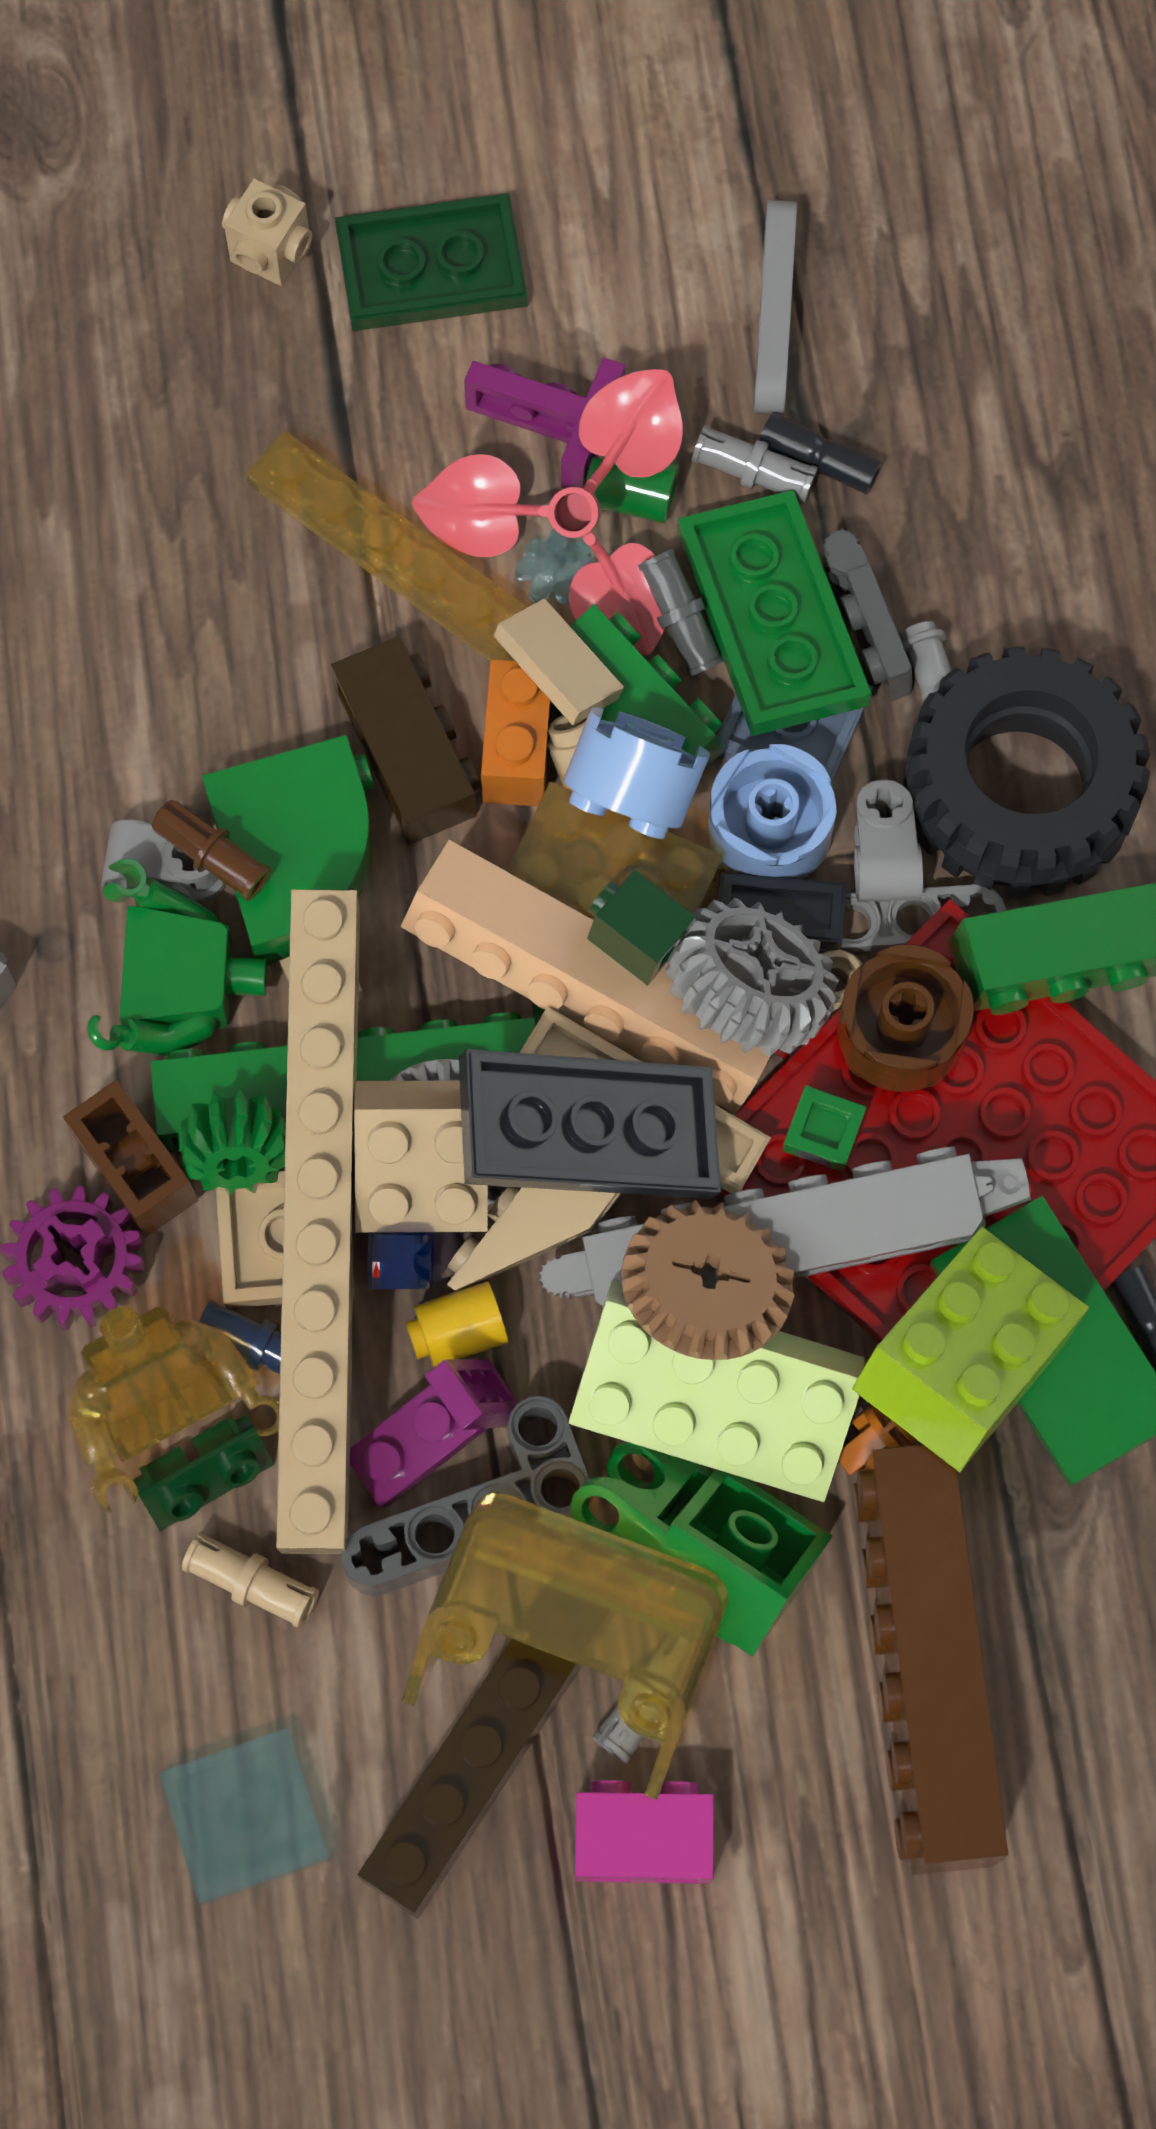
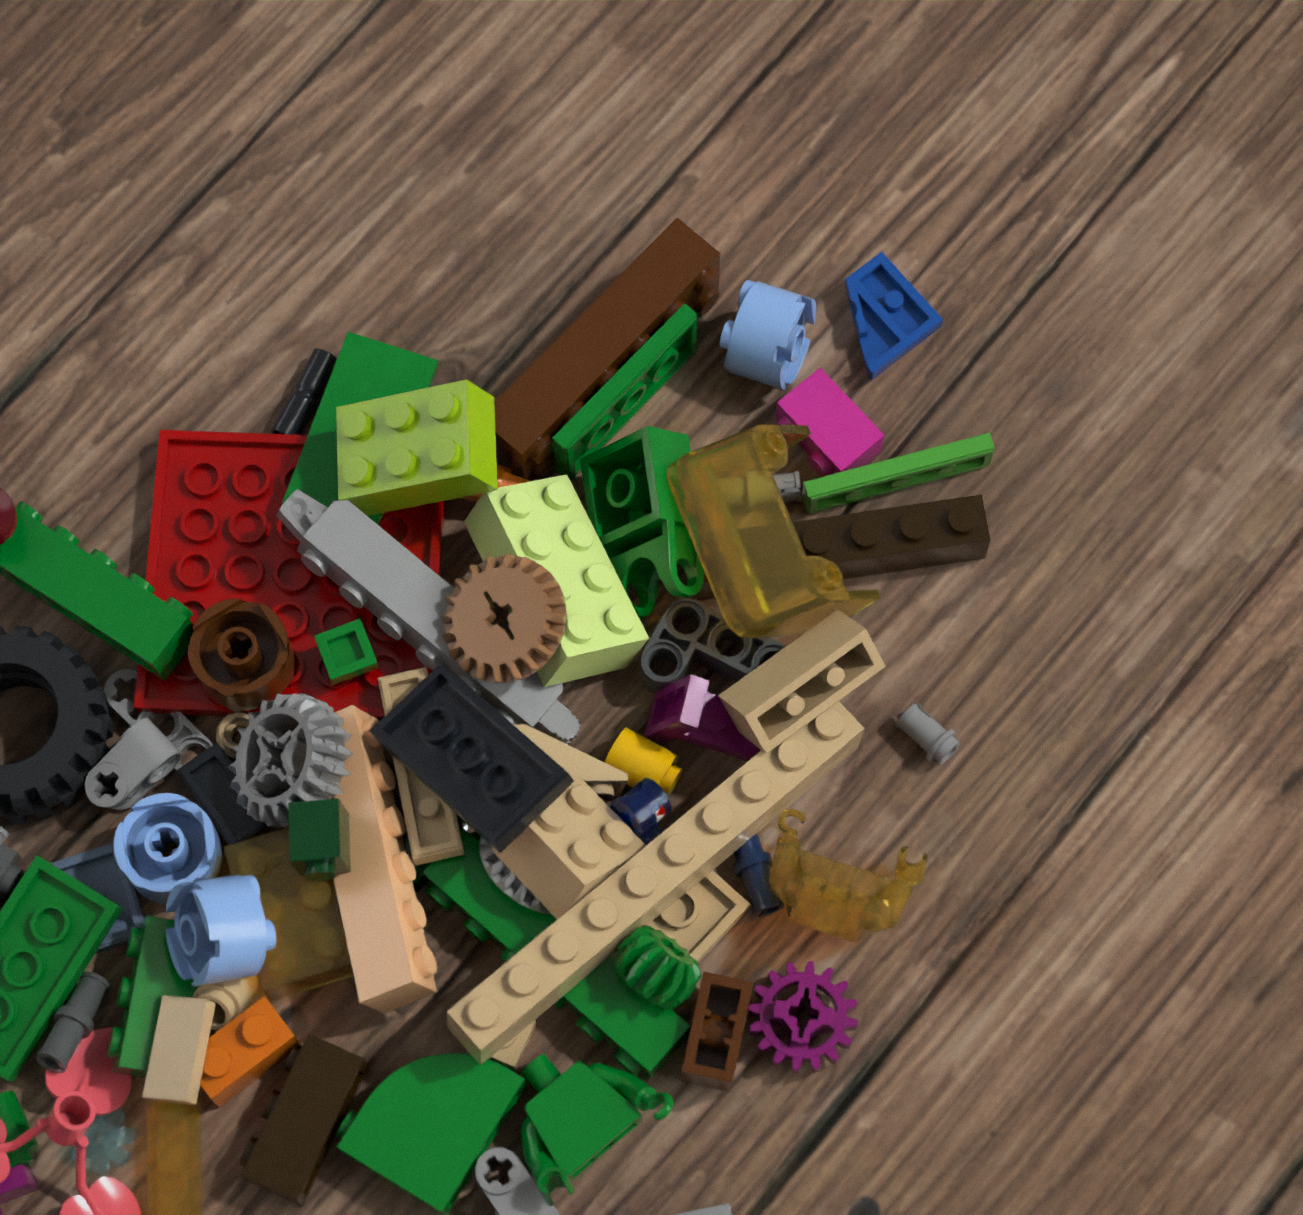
camera: 130 degrees left, 0 degrees up
(211, 849) = (487, 1152): reddish brown axle -> none
(229, 1459) = (835, 826): dark green hinge -> none
(229, 1637) = (928, 734): none -> light grey pin
(244, 1816) = (1011, 644): clear light blue tile -> none
(250, 1580) = (887, 751): tan pin -> none
(378, 1524) = (802, 681): none -> tan brick
(527, 1863) = (897, 473): none -> bright green tile
(720, 2026) = (887, 314): none -> blue wing
(801, 1859) = (768, 334): none -> light blue brick
(862, 1644) = (626, 392): none -> green tile

